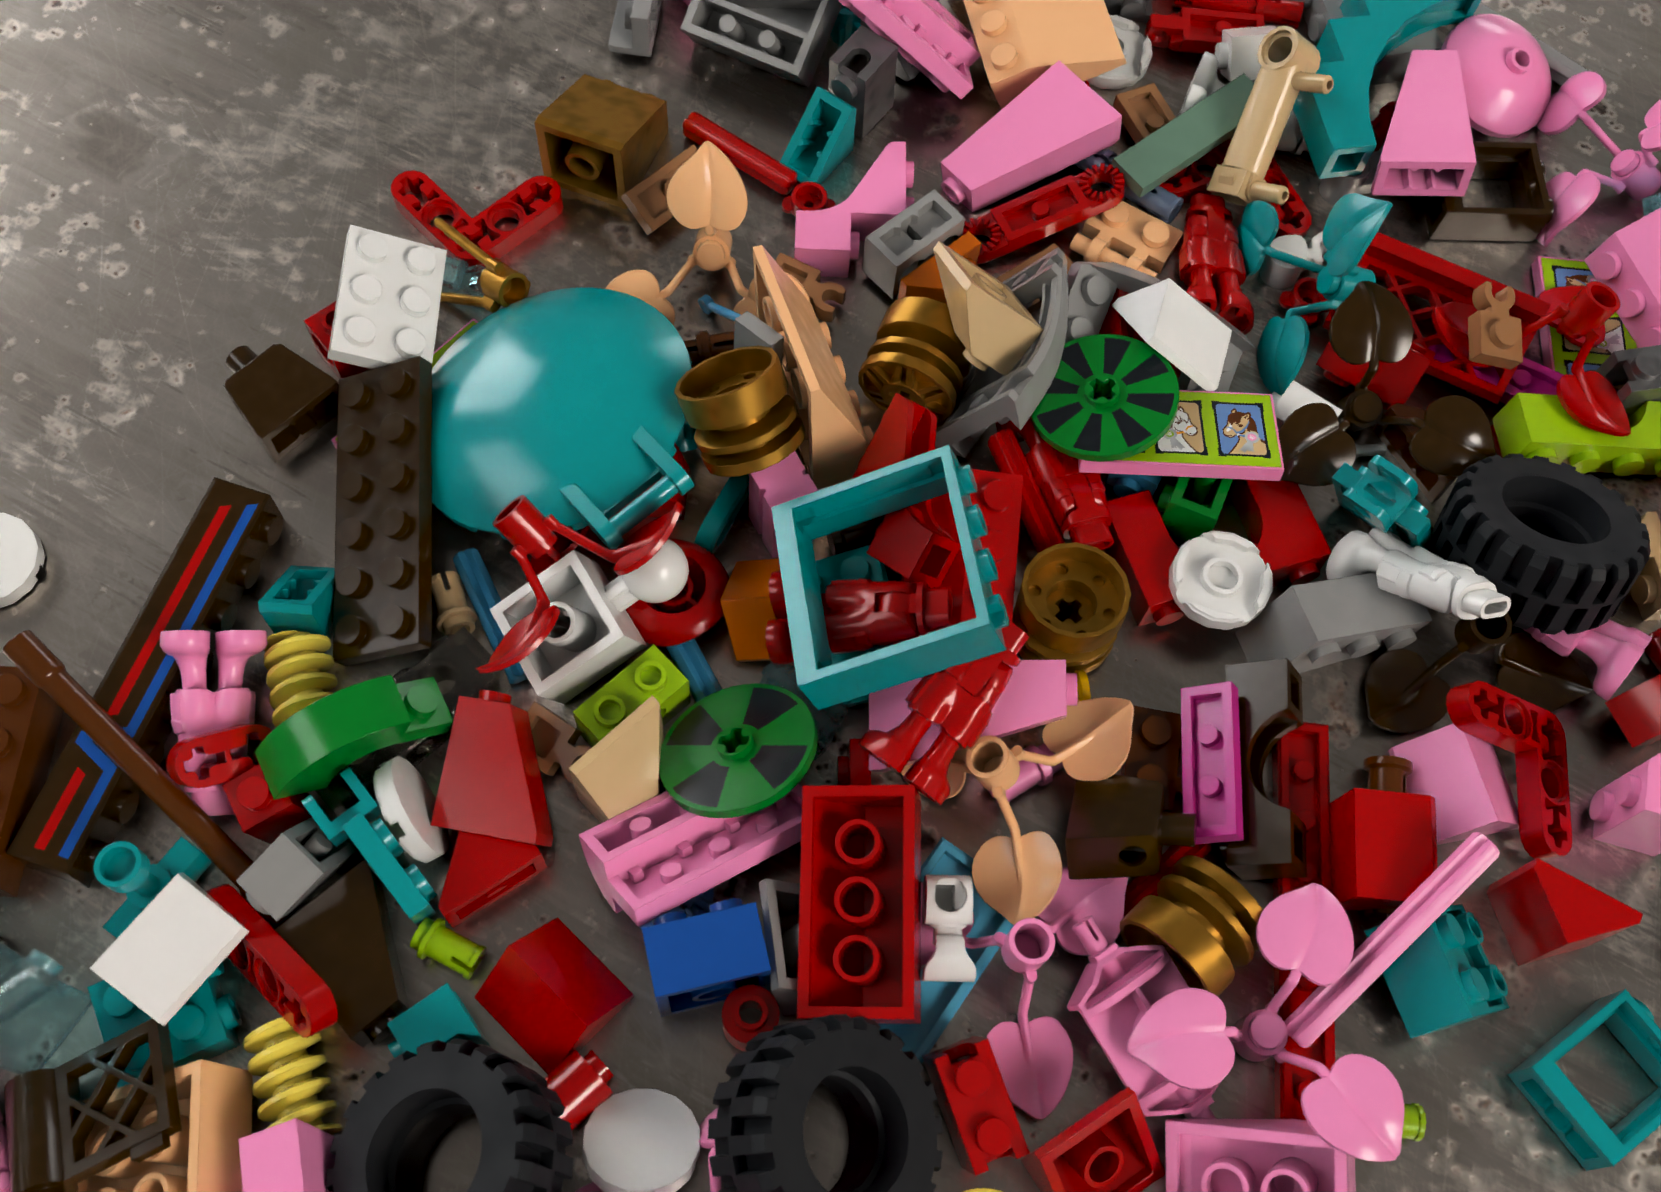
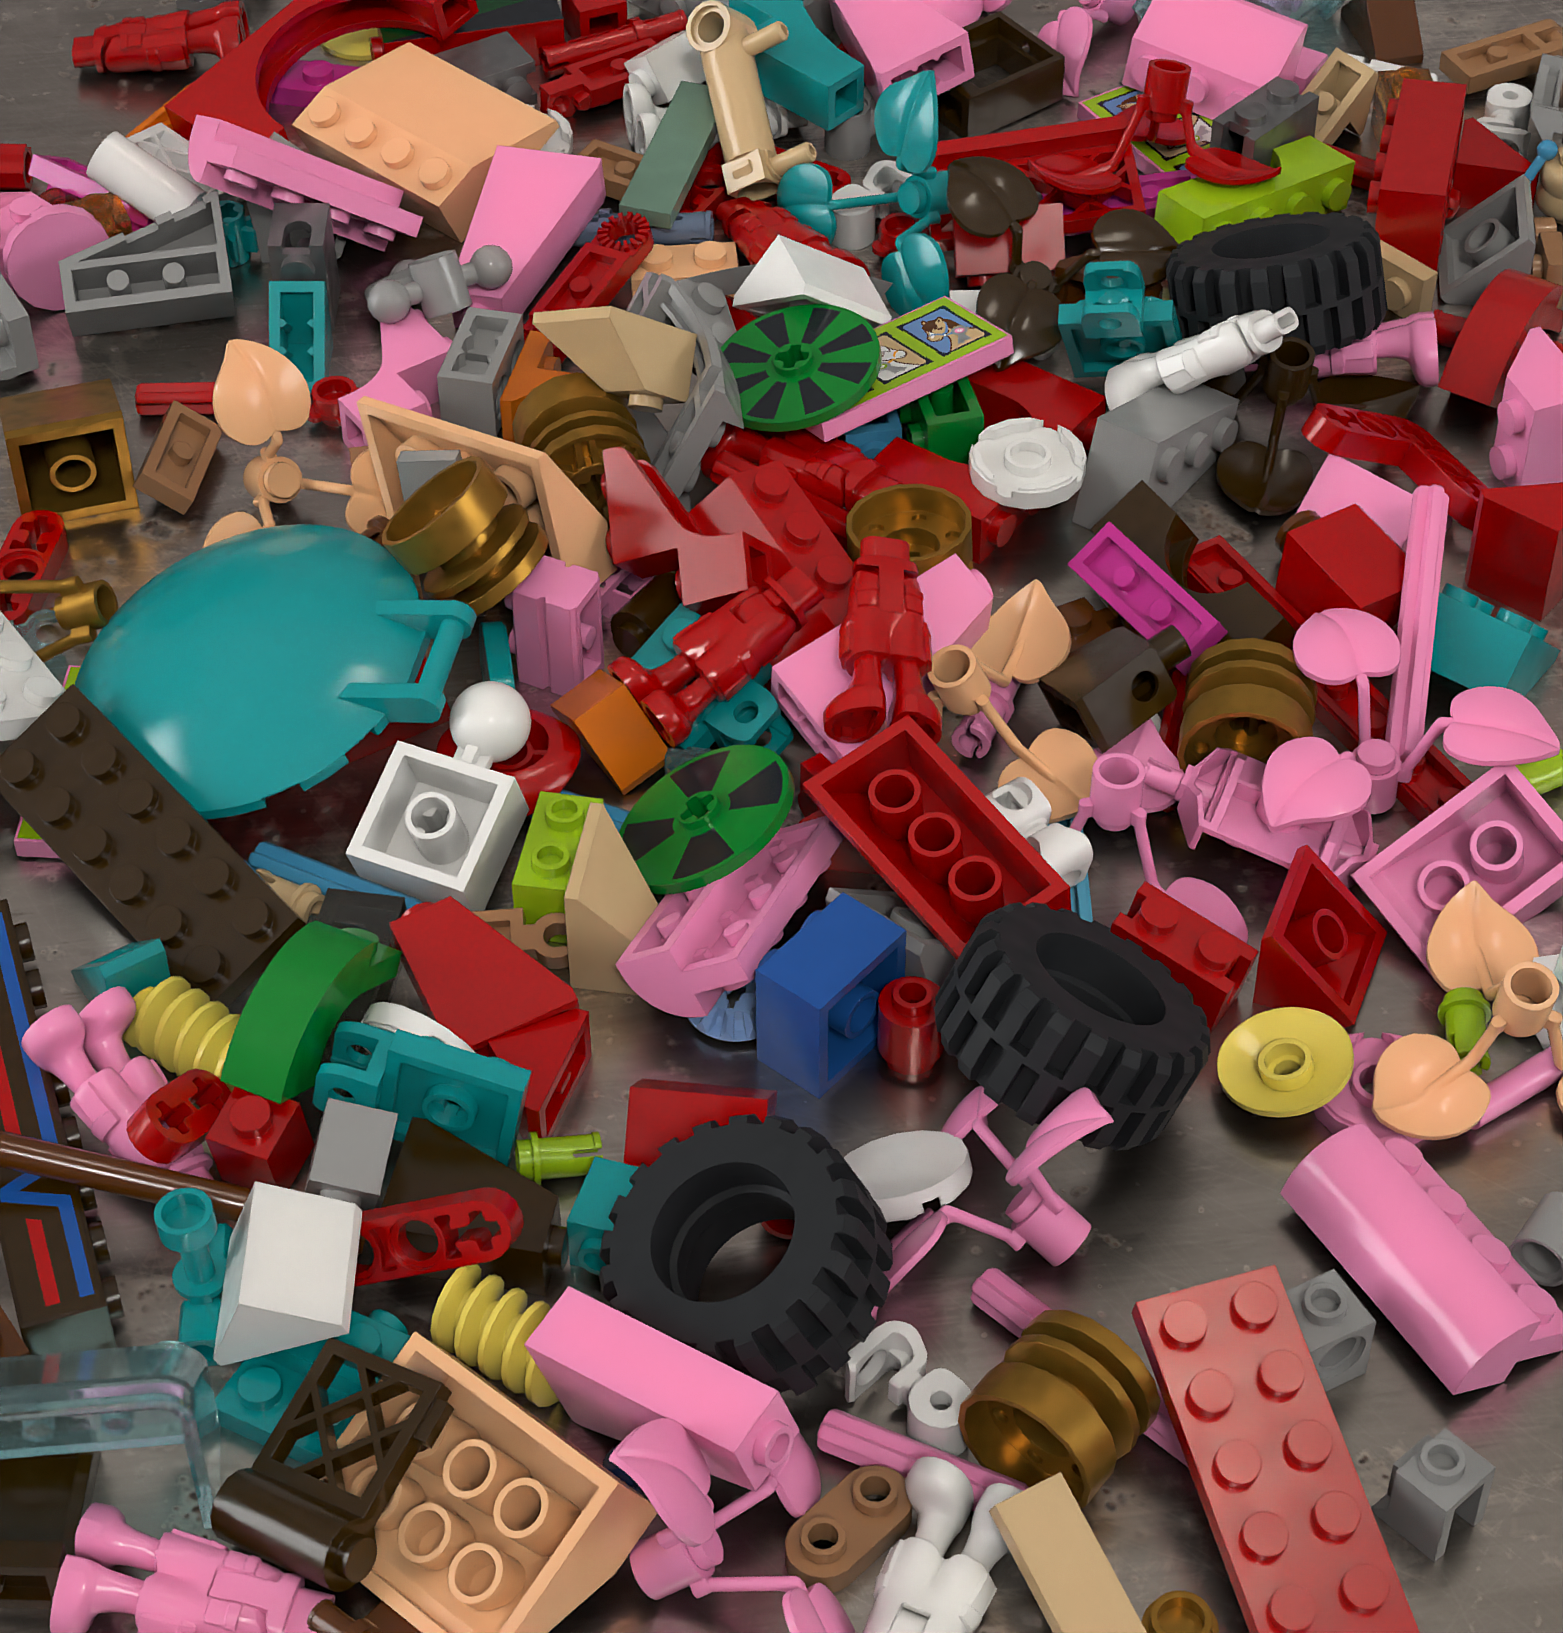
camera: 30 degrees left, 20 degrees down
(547, 543) = (357, 740): red plant -> none
(708, 306) = (382, 506): dark azure hinge -> none
(858, 501) = (669, 521): teal window -> none
(929, 151) = (436, 283): none -> light grey piece
(1492, 333) = (1096, 156): medium nougat plate -> none

